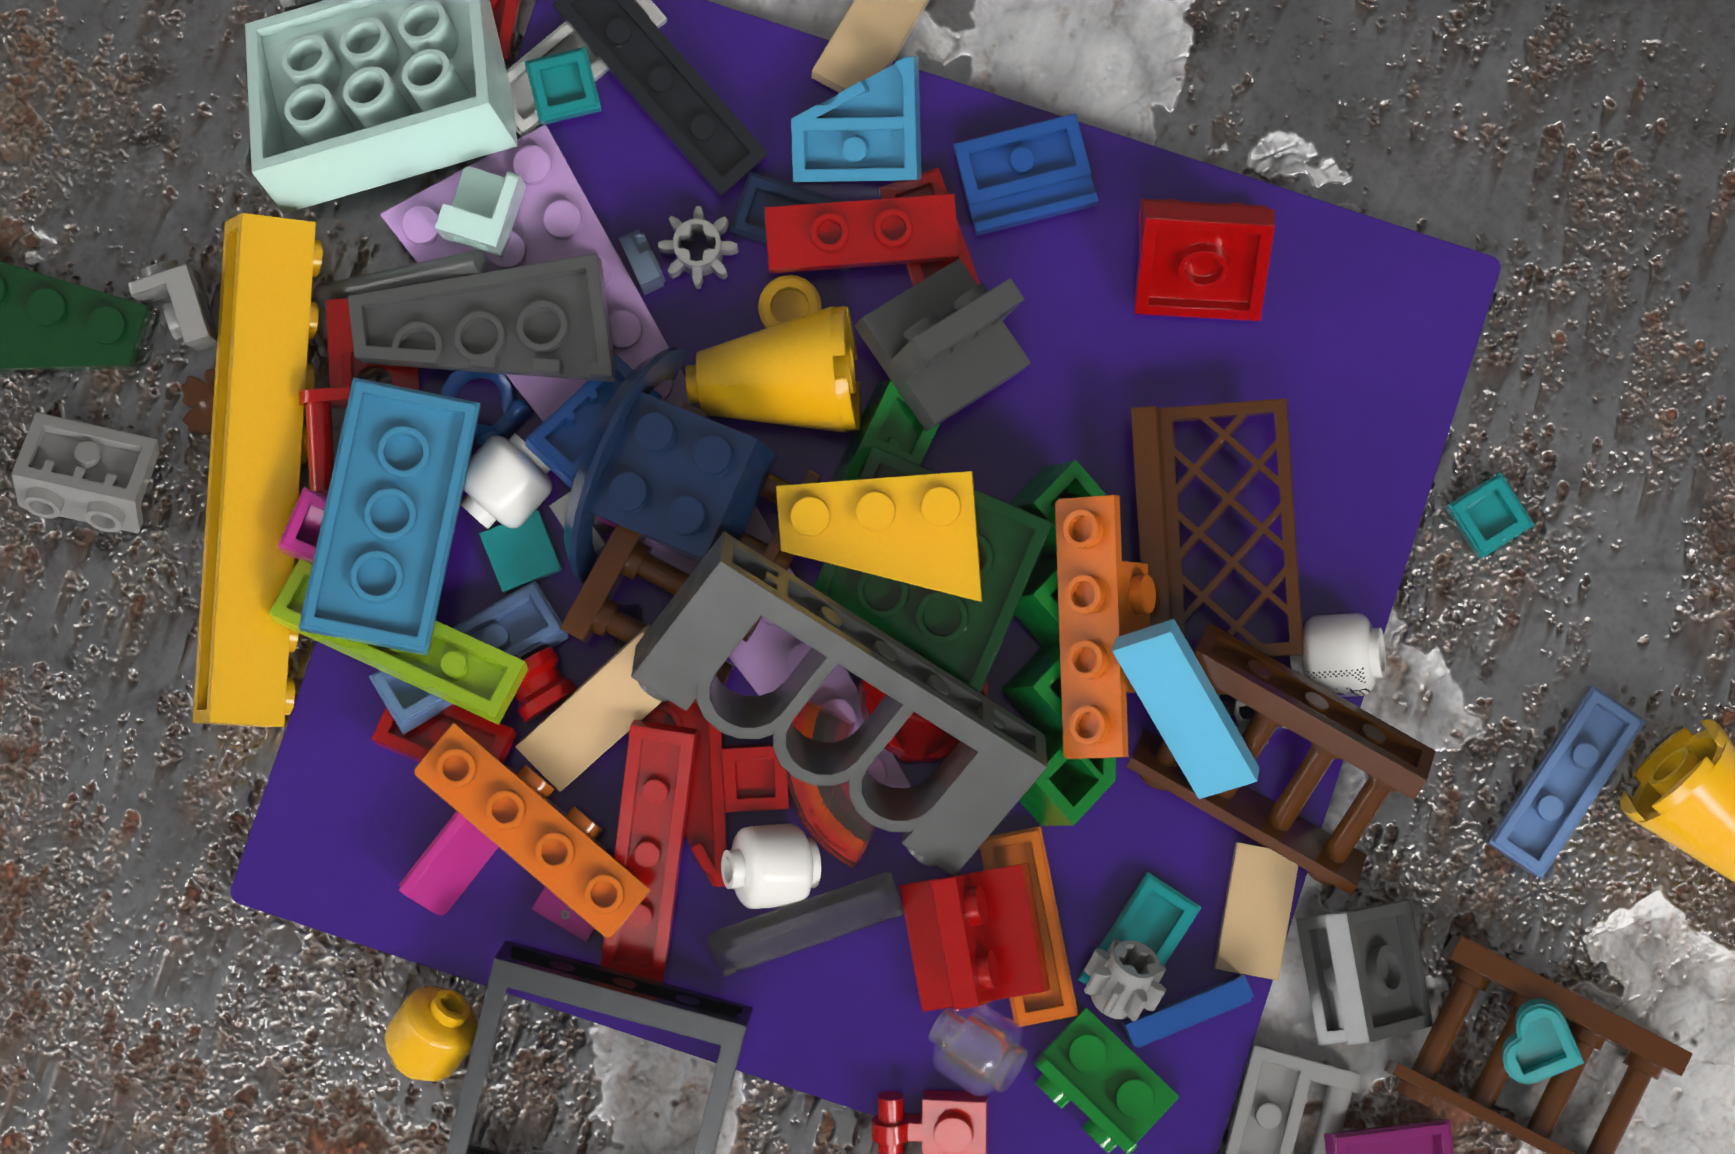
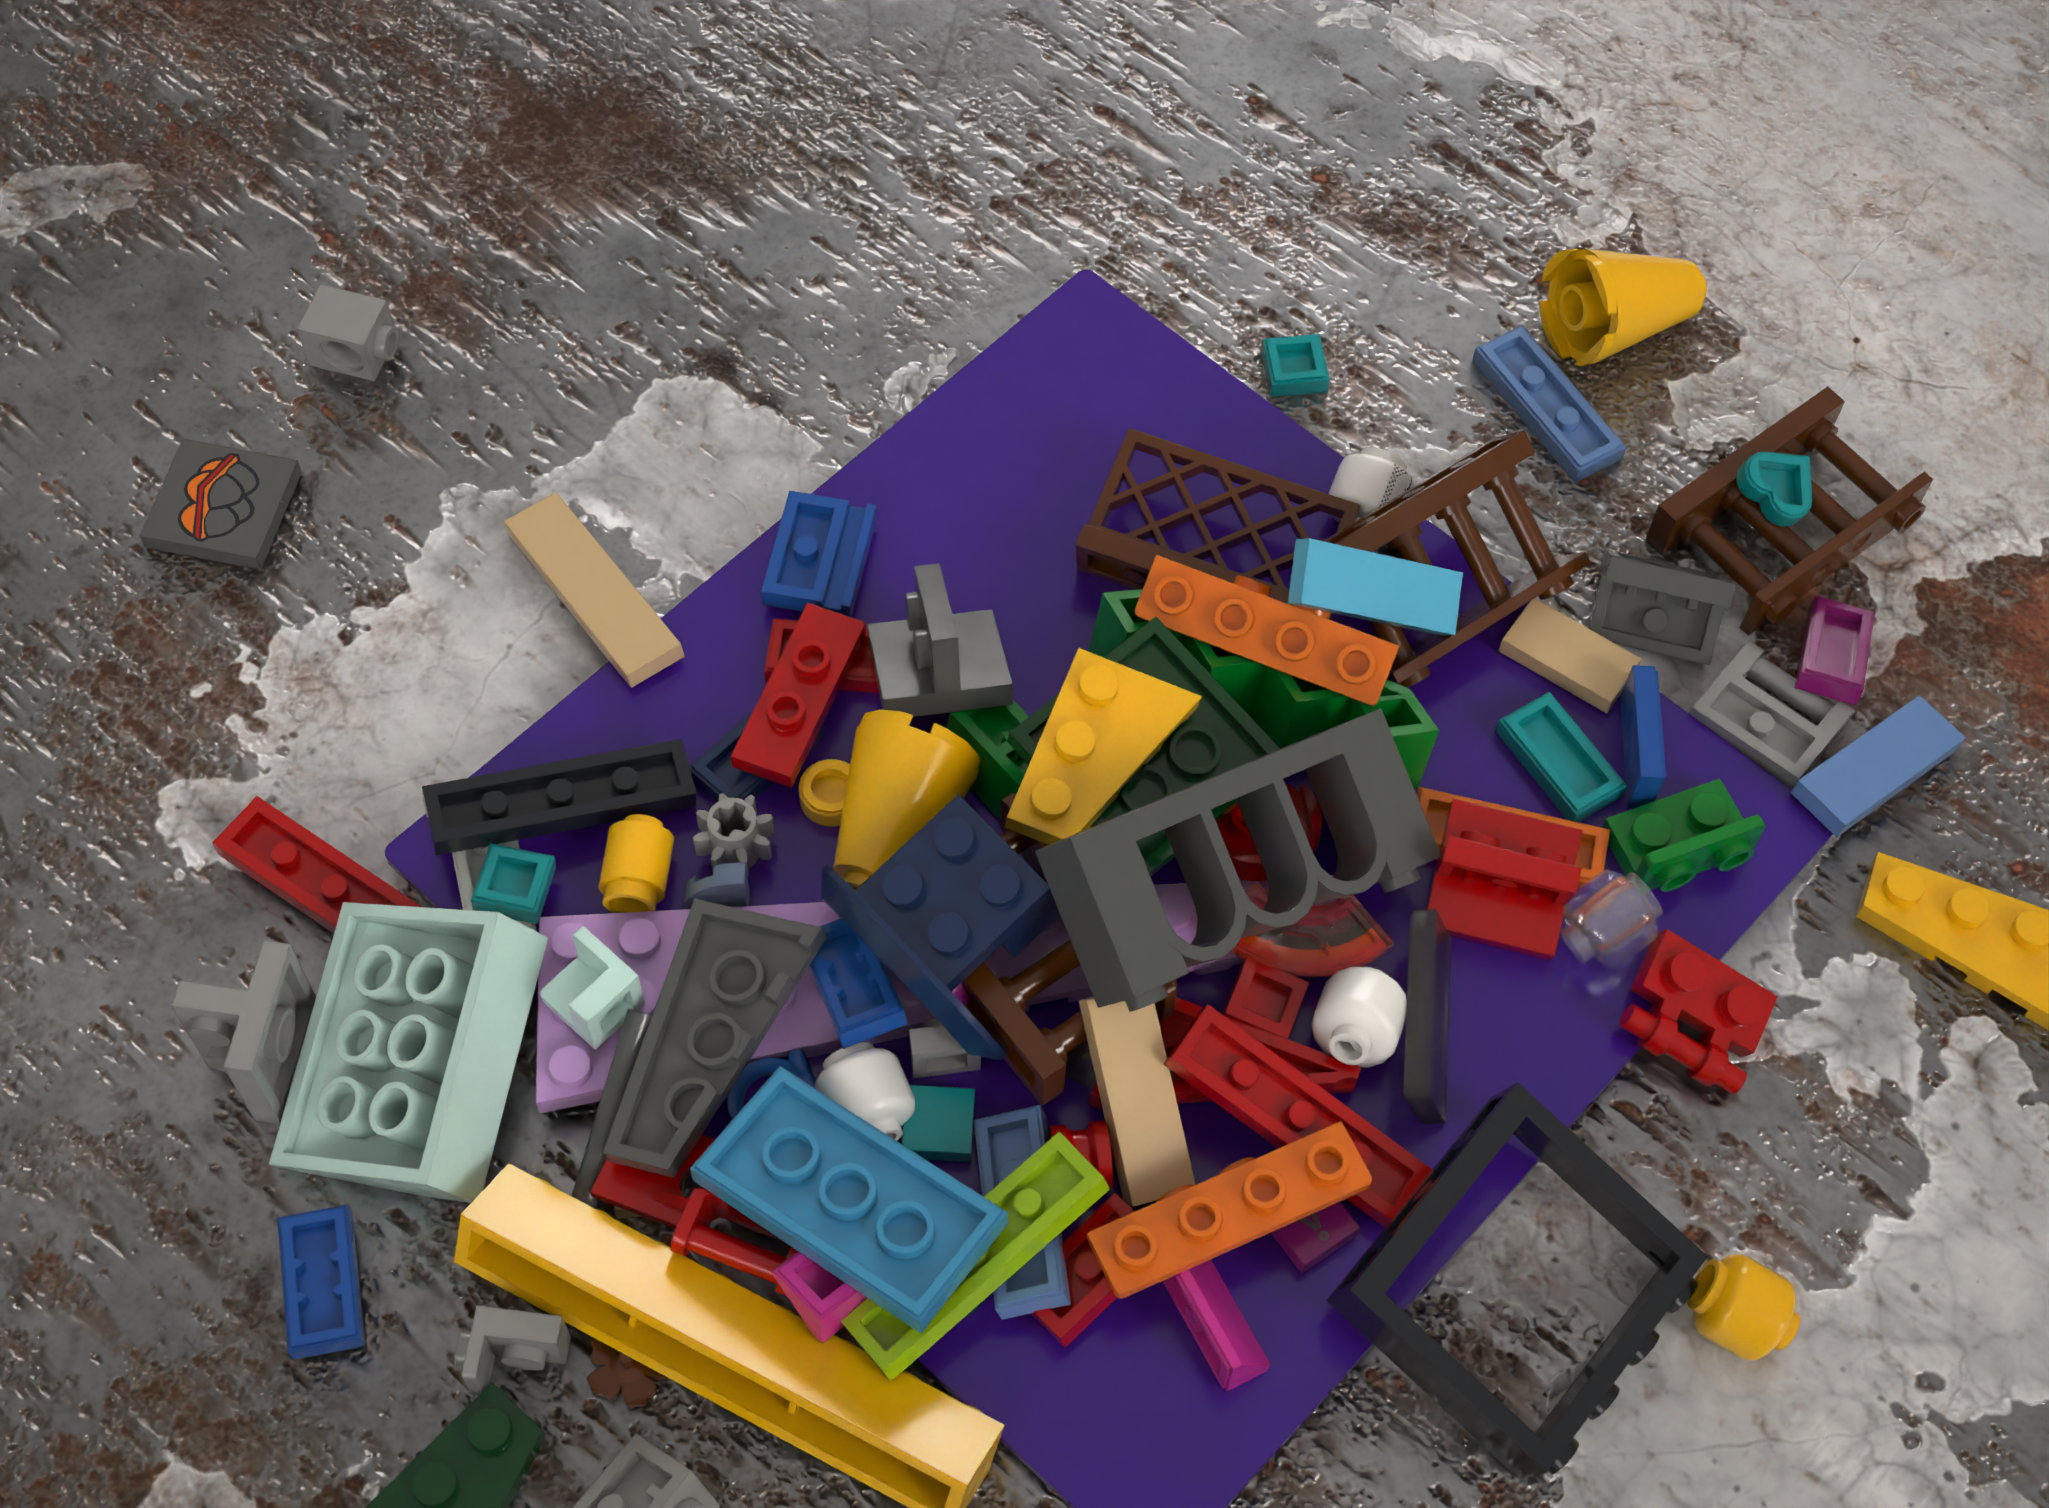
camera: 70 degrees left, 25 degrees down
(164, 125) = (320, 1282): none -> blue plate
(431, 1033) = (1391, 1424): yellow head -> none
(629, 179) = (635, 864): none -> yellow brick
(863, 130) = (707, 653): dark azure wing -> none
(1125, 979) = (1598, 758): light grey gear -> none
(1203, 259) = (969, 446): red bracket -> none

